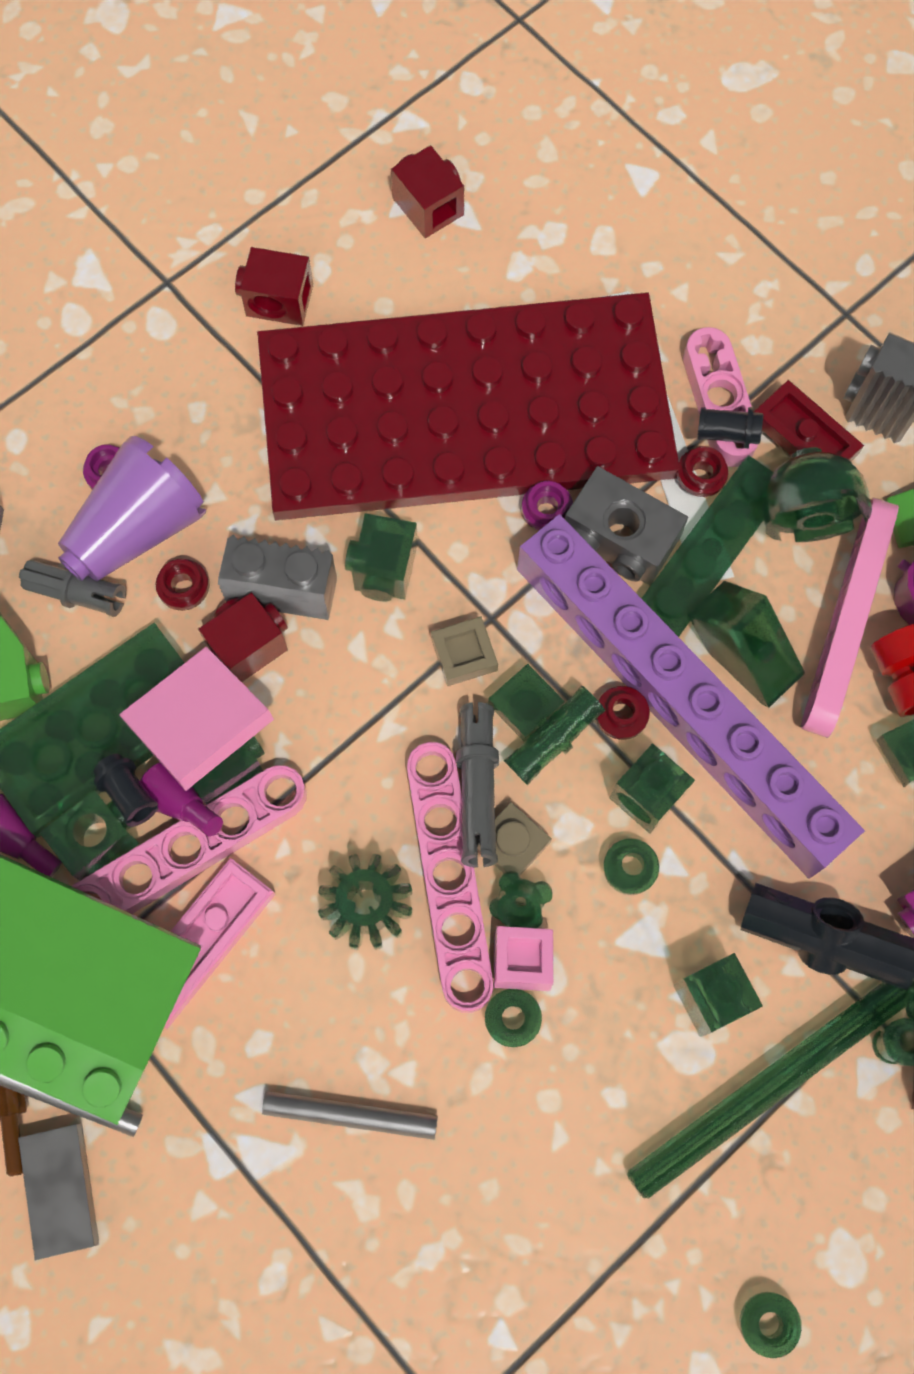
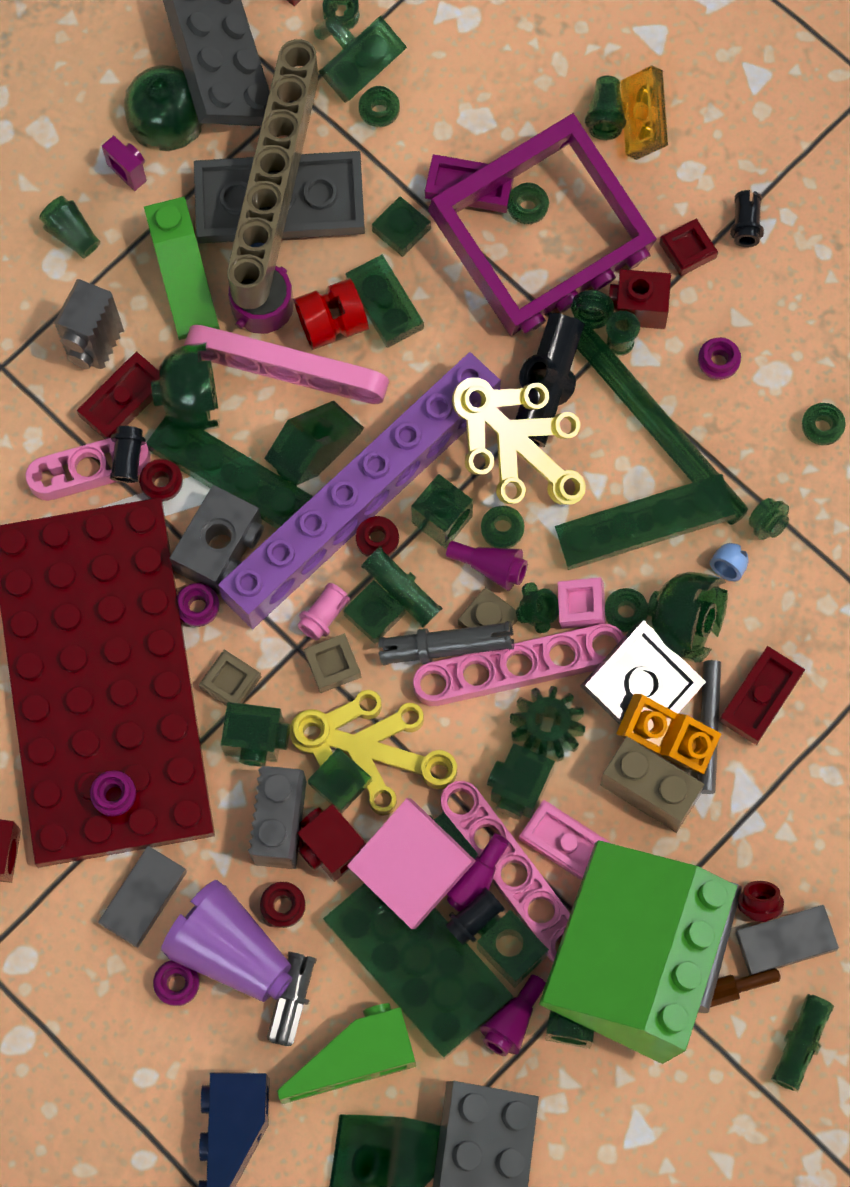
camera: 90 degrees left, 0 degrees up
(121, 1160) = (761, 901): none -> dark red plate
(211, 440) = (142, 896): none -> flat silver tile
(271, 1028) = (651, 784): none -> dark tan brick
(293, 861) = (520, 782): none -> clear green brick
(313, 647) = (340, 780): none -> clear green plate
(318, 388) = (103, 784): none -> magenta plate
(335, 1056) = (669, 733): none -> light orange slope
(356, 684) = (365, 745): none -> light yellow plant
(383, 1191) = (761, 695): none -> dark red plate
(407, 1028) = (643, 667): none -> plate
(454, 540) = (230, 679): none -> dark tan tile
(497, 1095) = (687, 612): none -> clear green cylinder
(529, 644) = (323, 612): none -> bright pink pin
(573, 1166) = (730, 562): none -> light blue hinge
(579, 858) = (497, 564): none -> magenta cone
(630, 1228) = (769, 518): none -> clear green plate
(631, 1056) = (645, 521): none -> clear green plate
(717, 995) = (599, 459): clear green brick -> none
(745, 879) = (513, 438): none -> light yellow plant
(885, 1181) = (722, 347): none -> magenta plate

